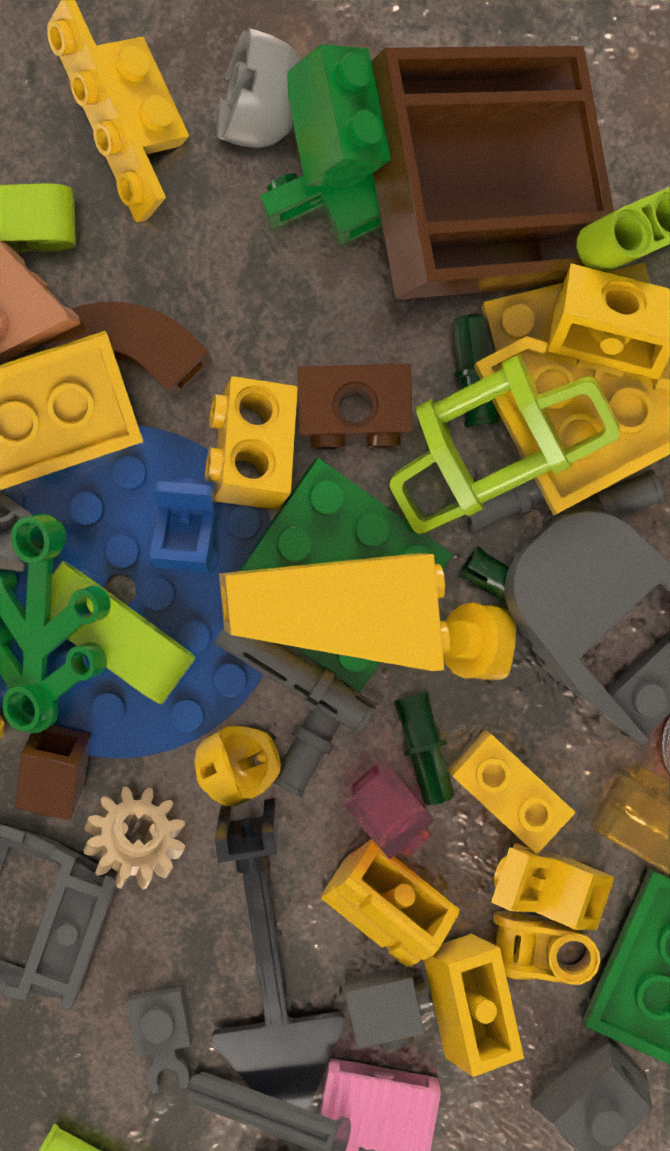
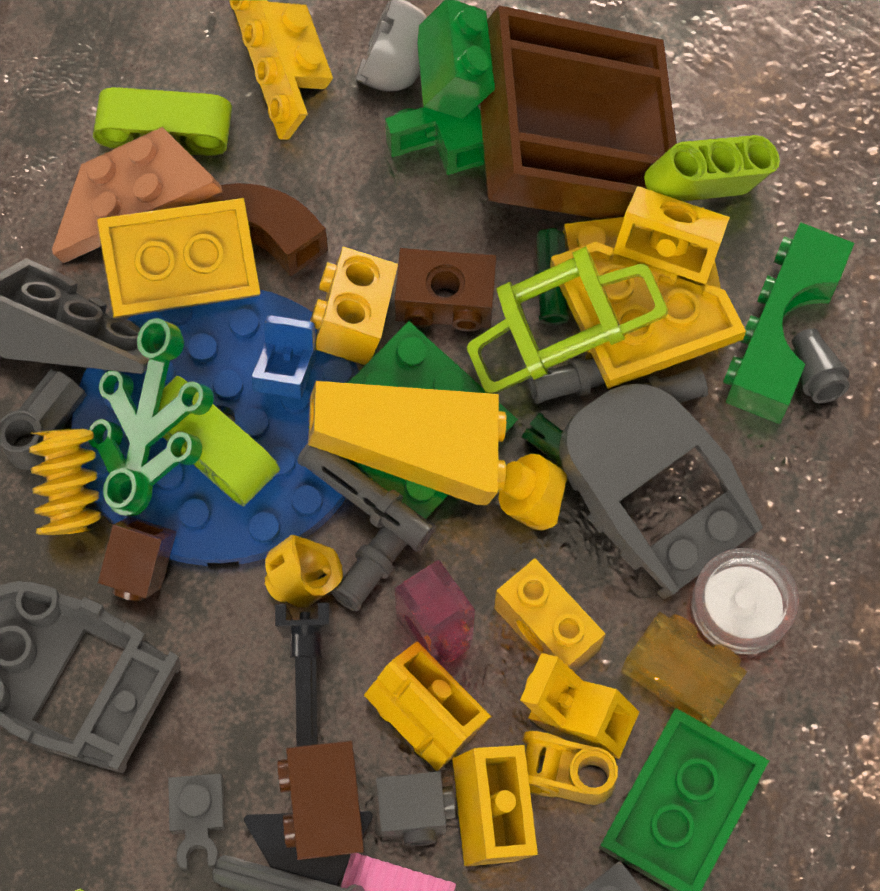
camera: 10 degrees right, 20 degrees down
(130, 817) = (200, 624): tan gear -> none
(293, 1026) = (323, 800): none -> reddish brown brick
(425, 748) = (475, 576): dark green axle -> none

